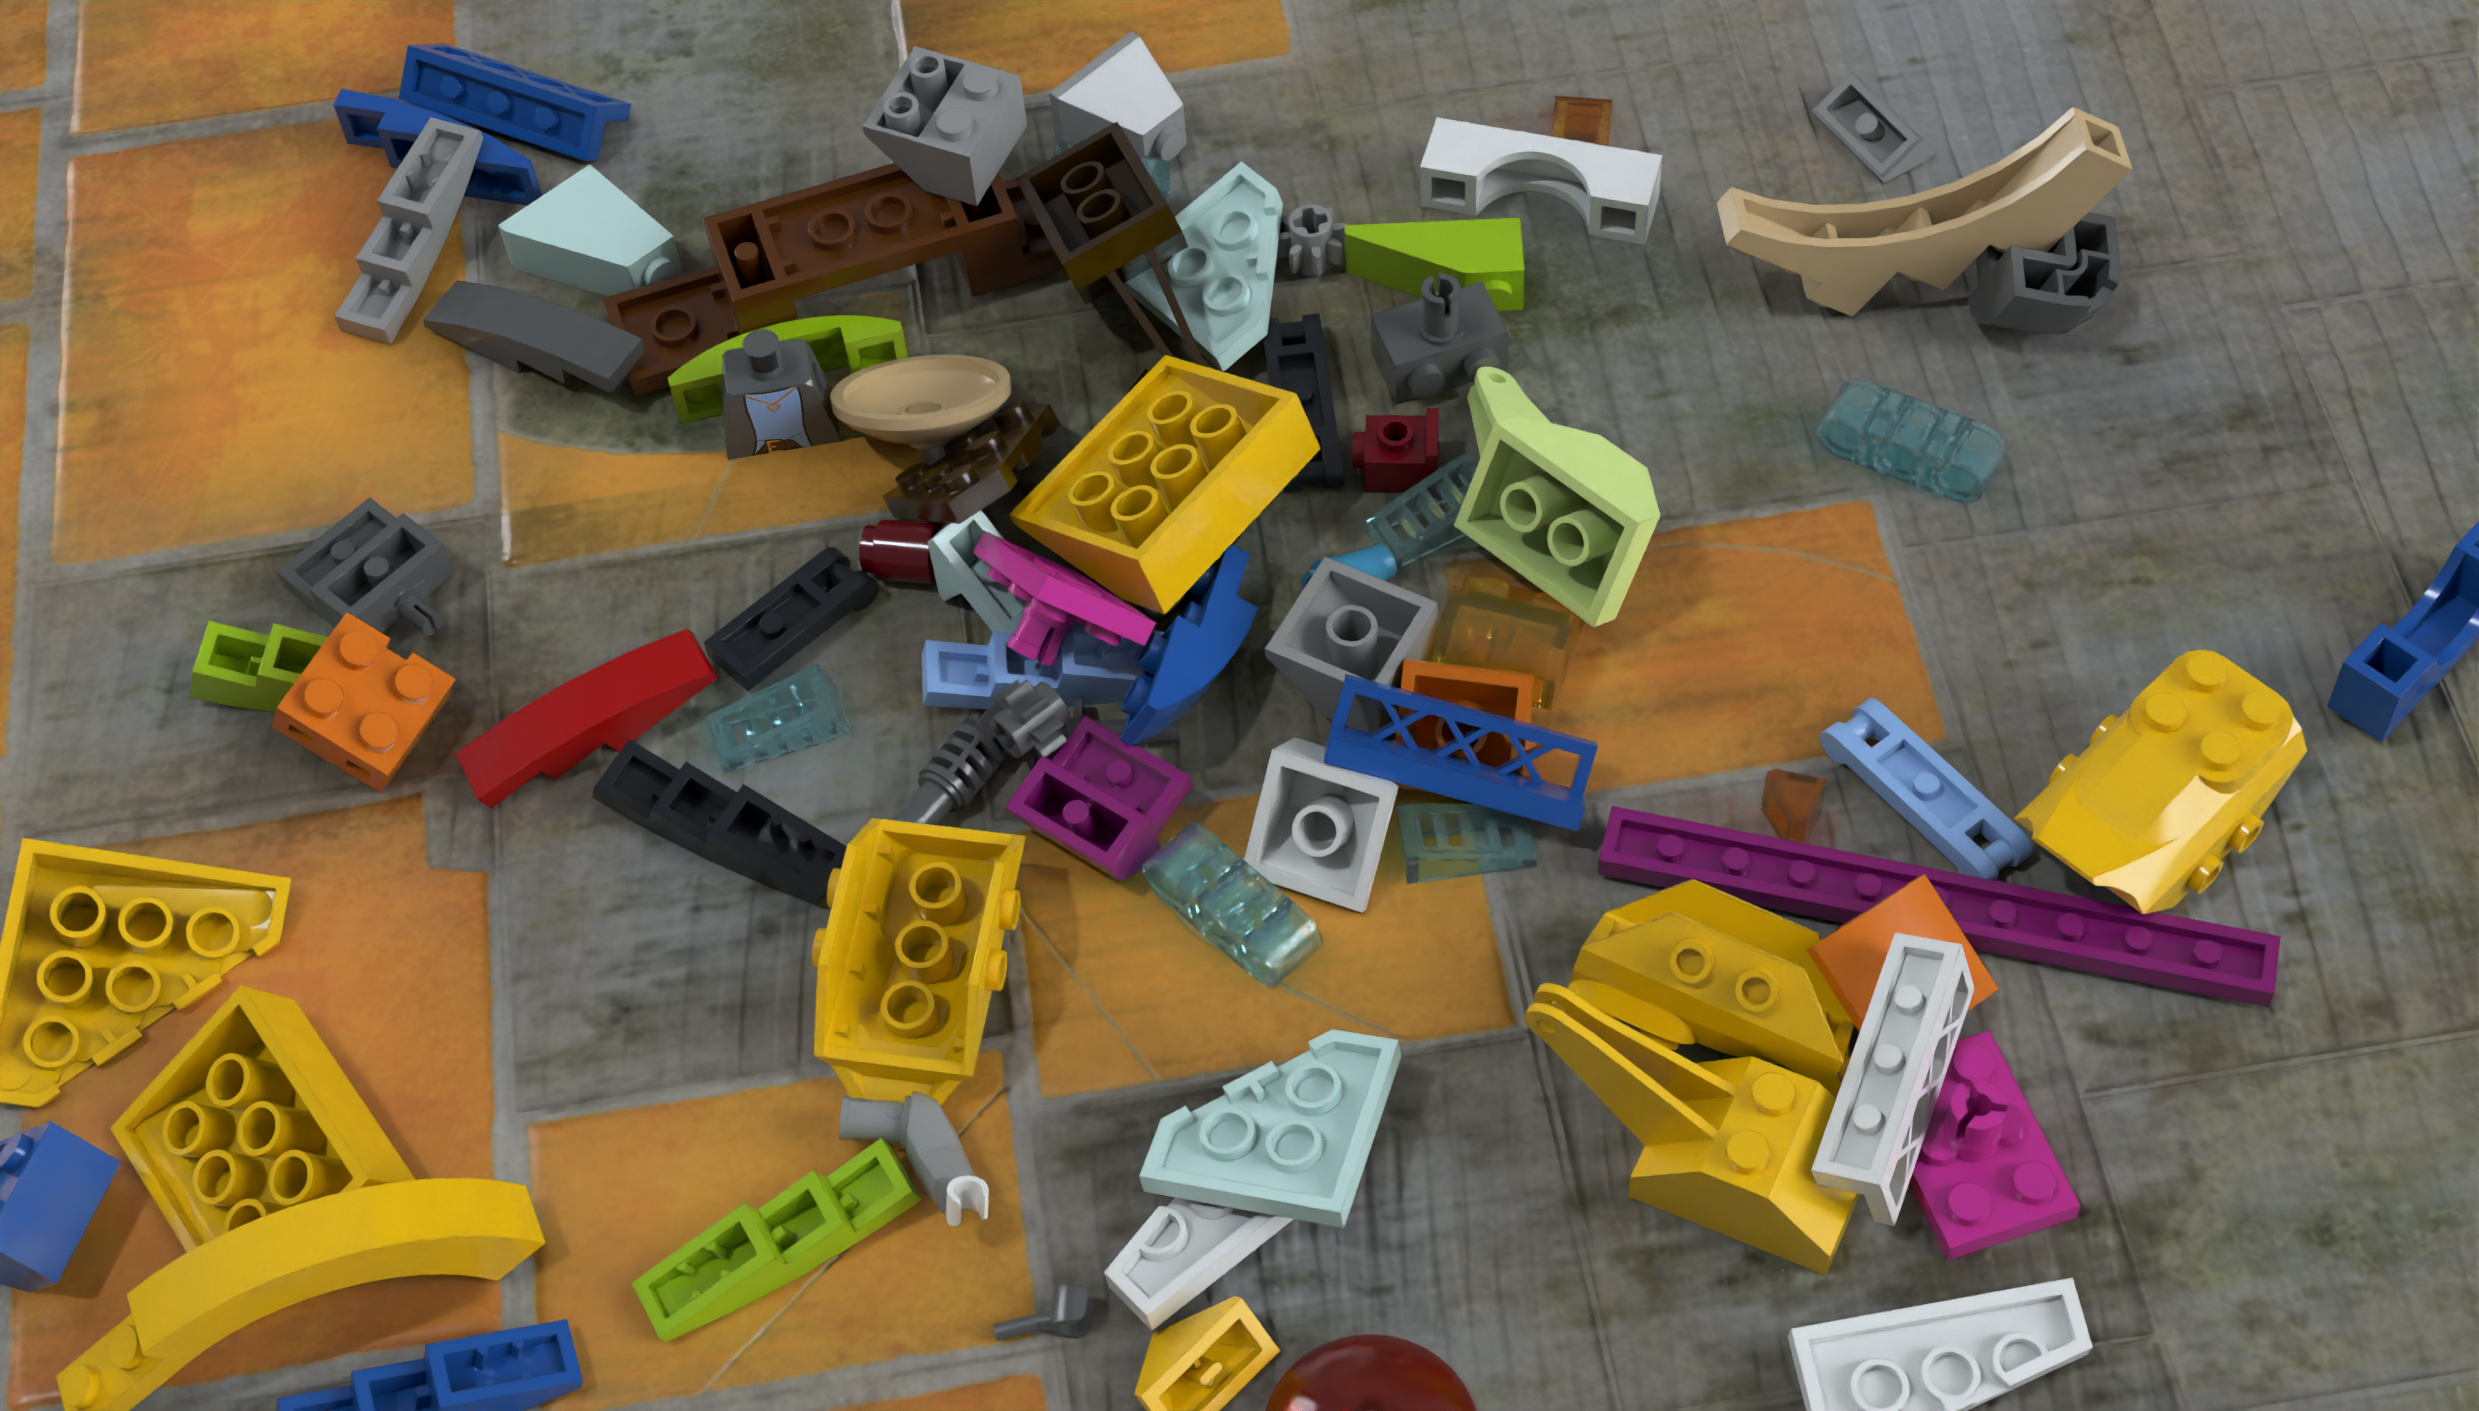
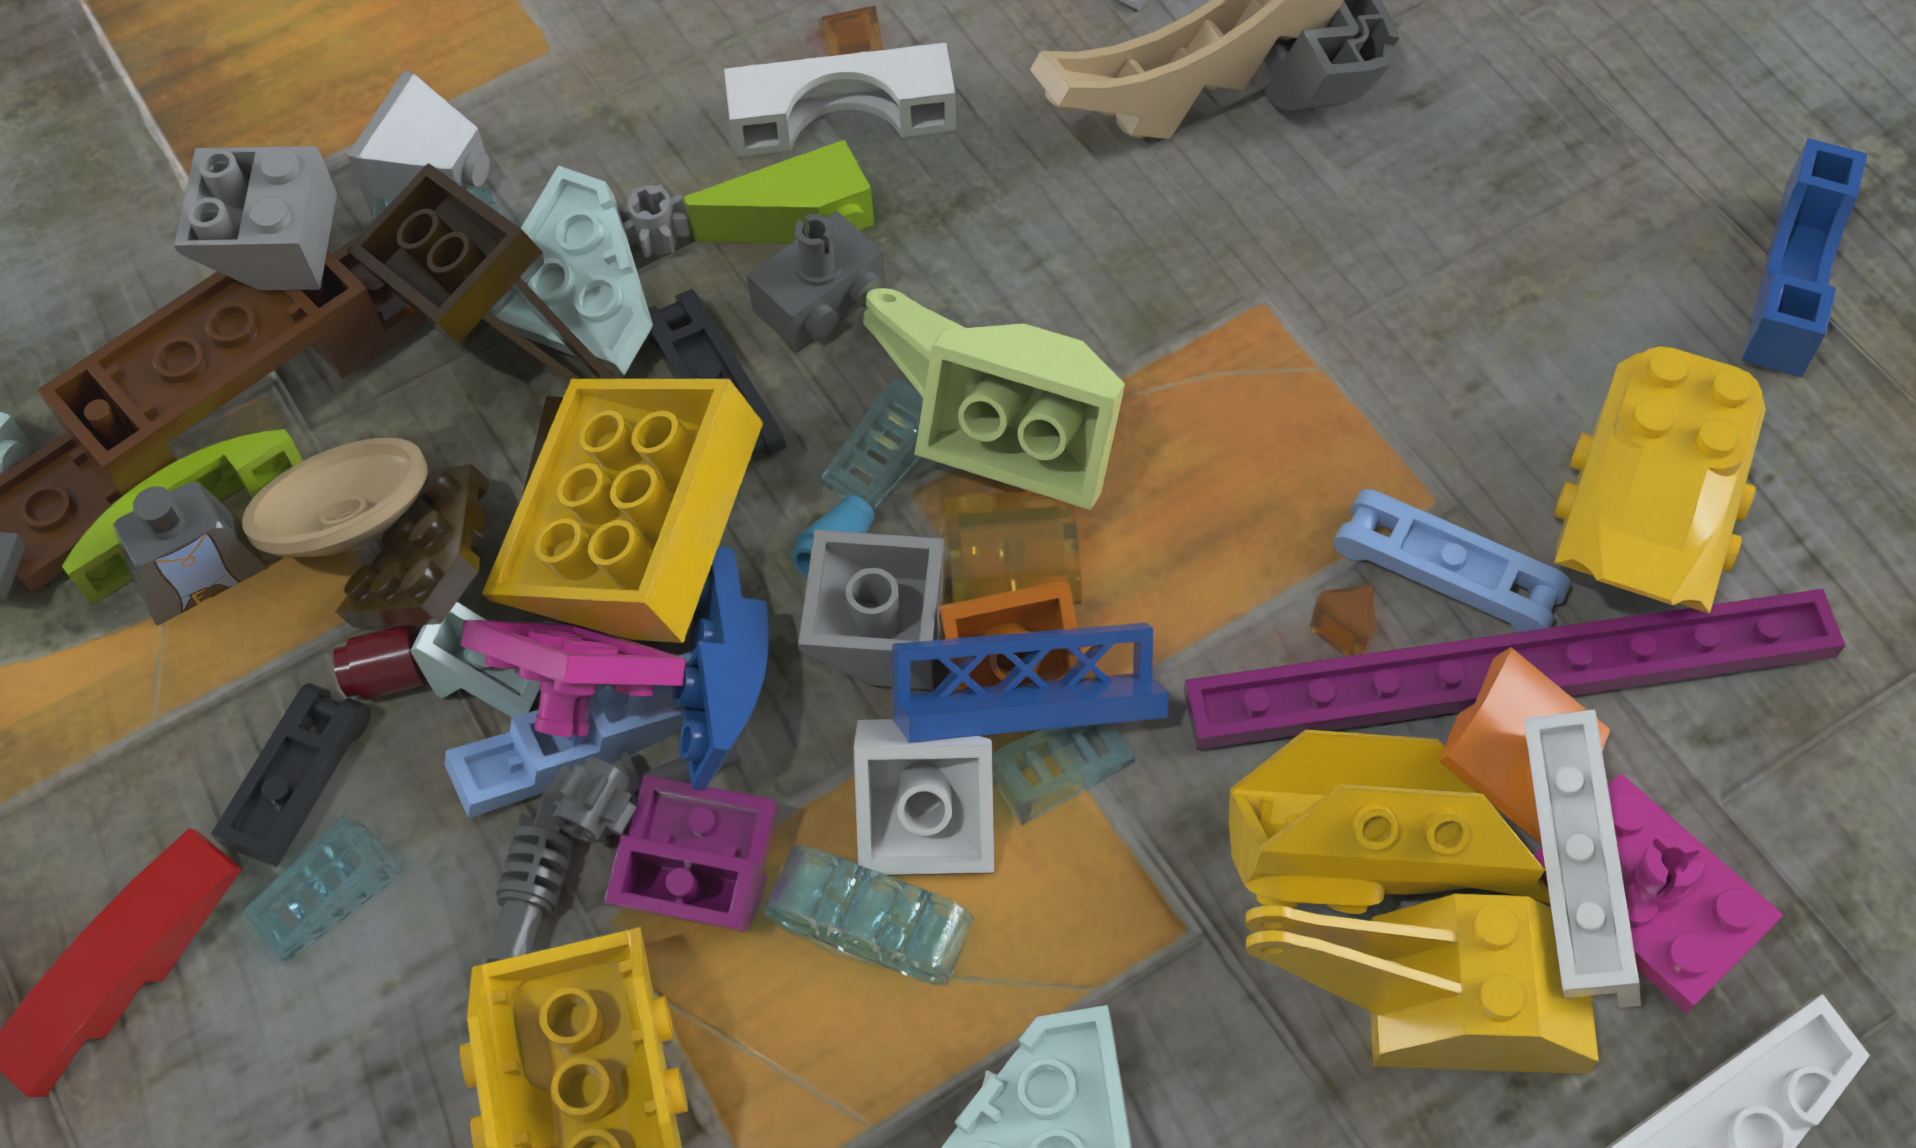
camera: 25 degrees left, 5 degrees up
(719, 824) = (307, 1024): black slope -> none
(1397, 450) = (826, 398): dark red brick -> none
(1911, 440) = (1280, 236): clear light blue beam -> none

